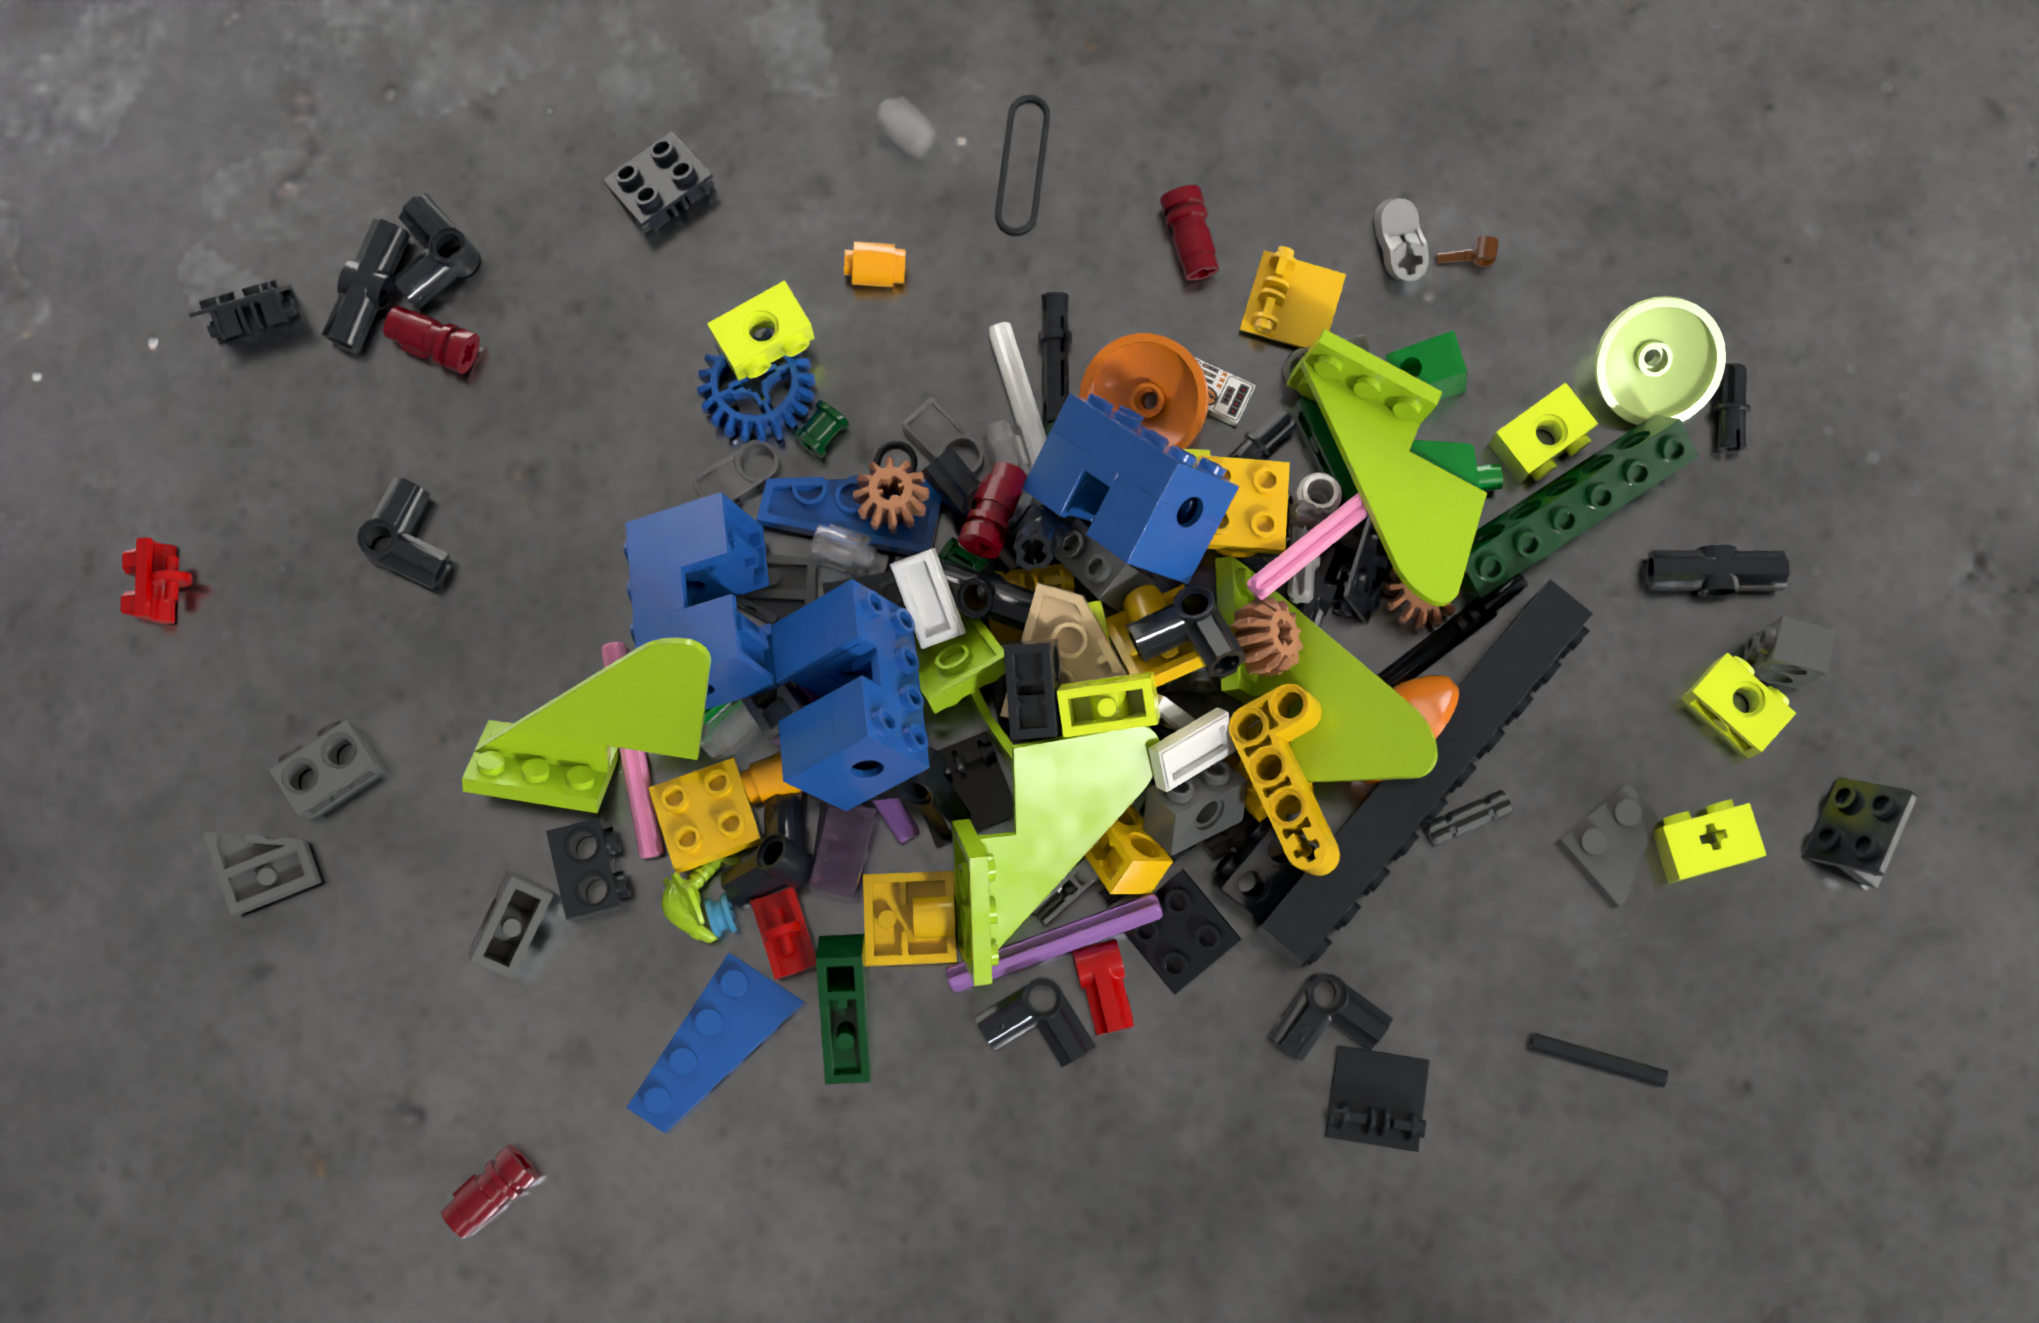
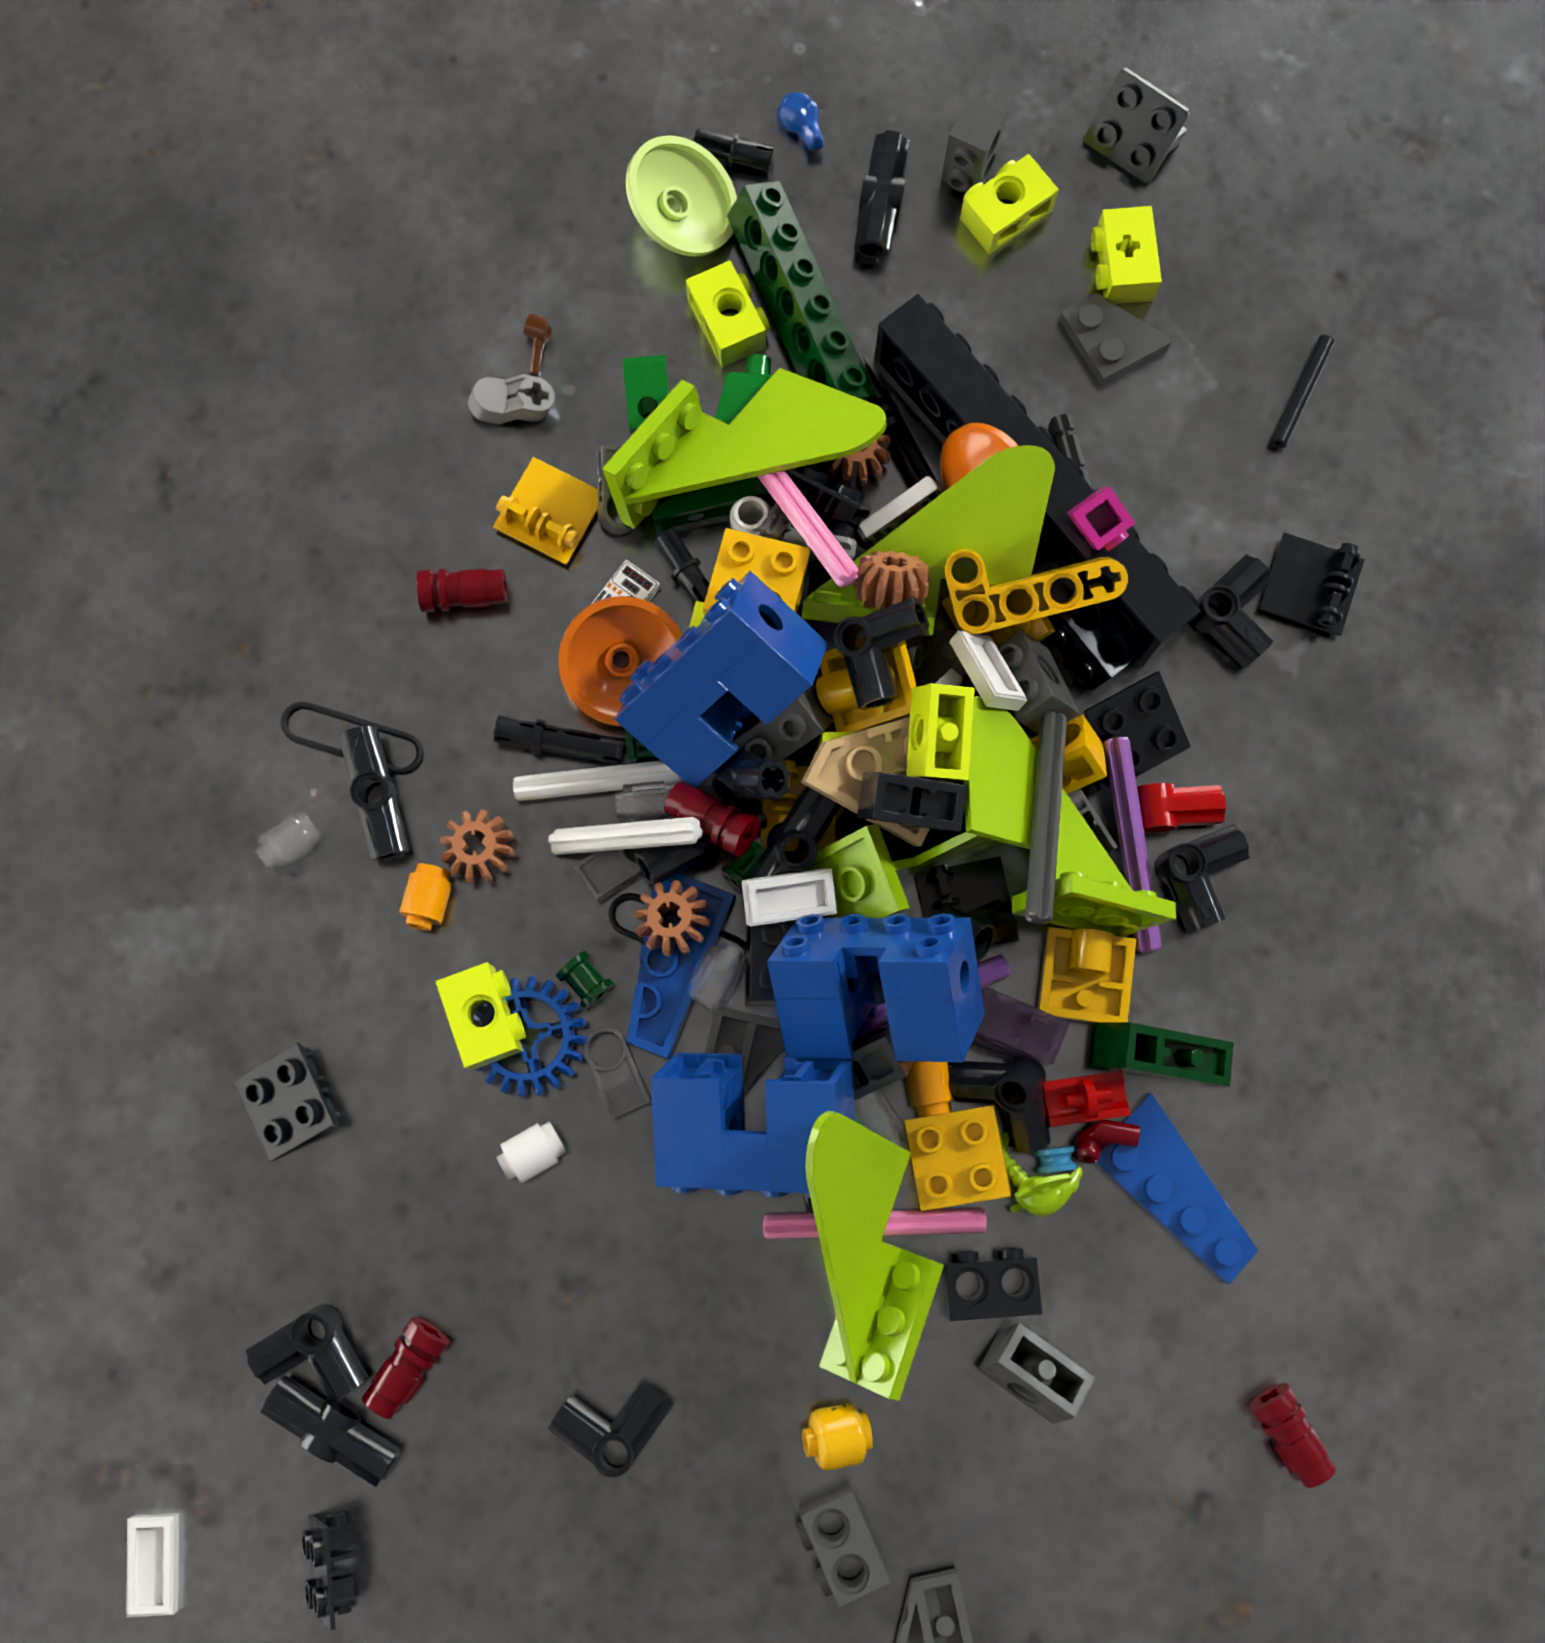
camera: 80 degrees left, 0 degrees up
(230, 159) = (152, 1565): none -> white tile
(425, 746) = (837, 1437): none -> yellow head
(647, 411) = (530, 1152): none -> white brick
(752, 956) = (1102, 1134): none -> dark red arm
(929, 287) = (461, 852): none -> nougat gear
(963, 434) = (625, 836): none -> white axle
(992, 180) = (366, 766): none -> black piece
(1047, 829) = (1046, 818): none -> dark grey axle
(1362, 646) = (900, 509): none -> white tile
(1373, 835) = (1102, 519): none -> dark pink brick
(1787, 471) = (800, 116): none -> blue animal

